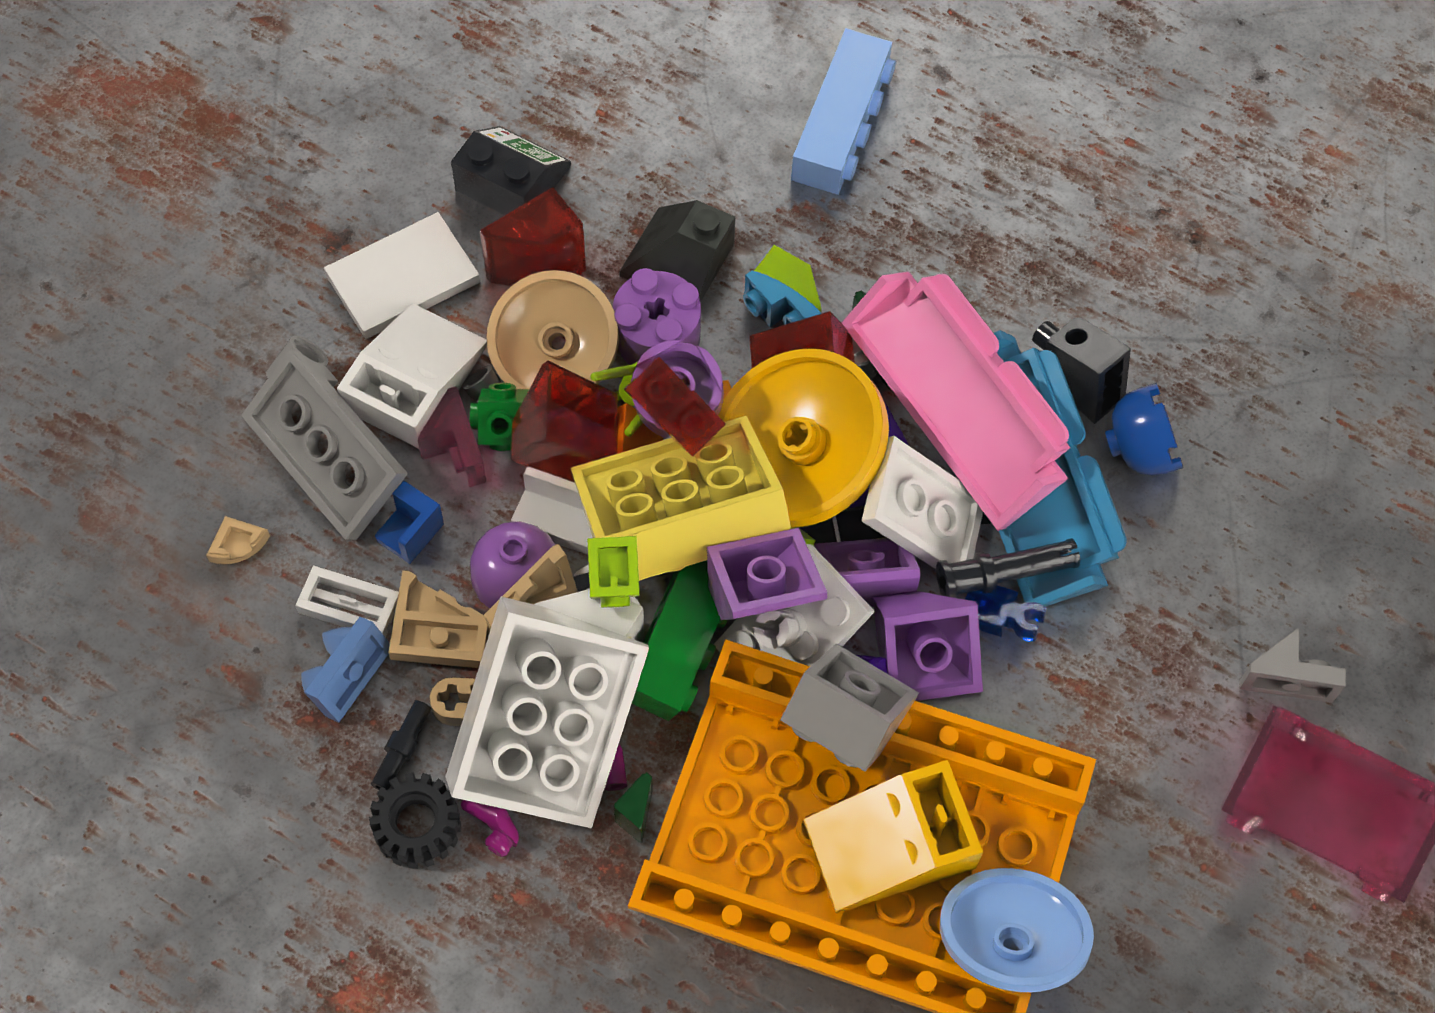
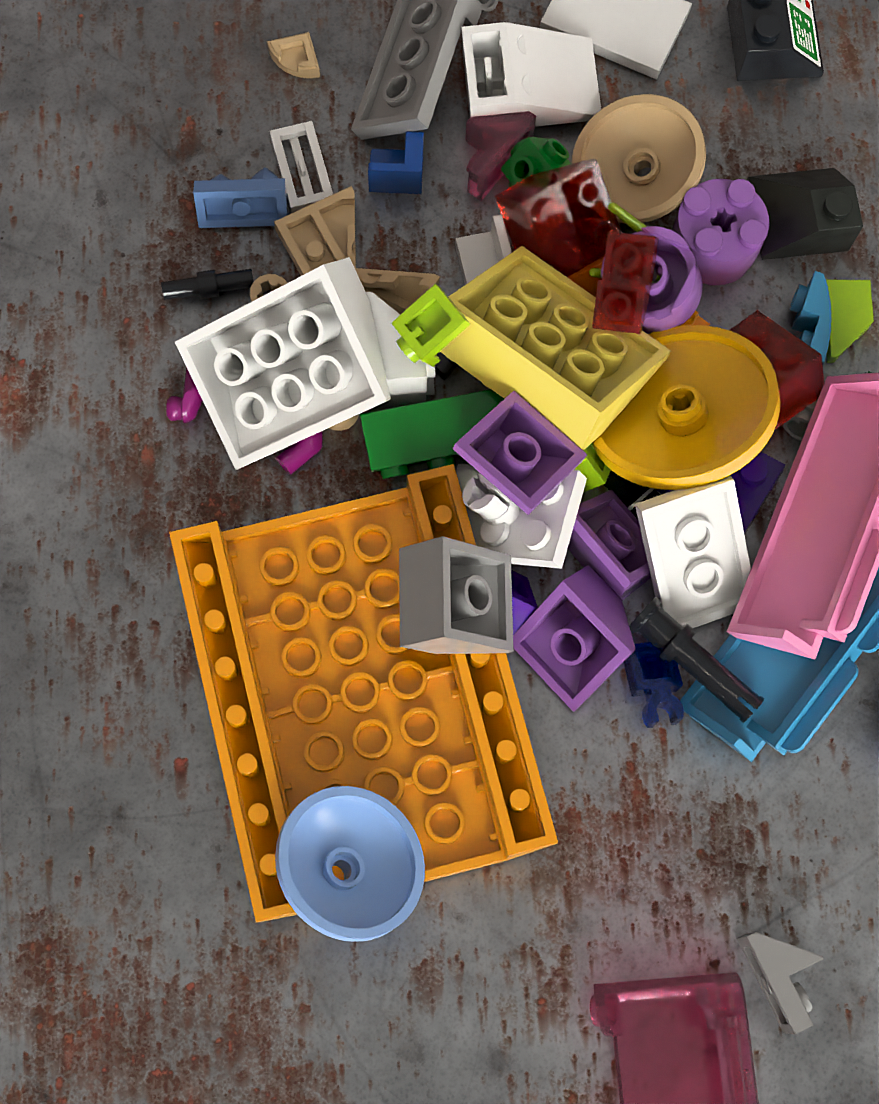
camera: 55 degrees right, 10 degrees up
(421, 848) = (137, 313): black tyre -> none
(480, 379) = (564, 134): dark grey hinge -> none
(505, 557) = (421, 250): medium lavender cylinder -> none
(534, 240) = (713, 85): clear red slope -> none
(633, 807) = (272, 491): dark green slope -> none
(894, 837) = (371, 711): yellow slope -> none

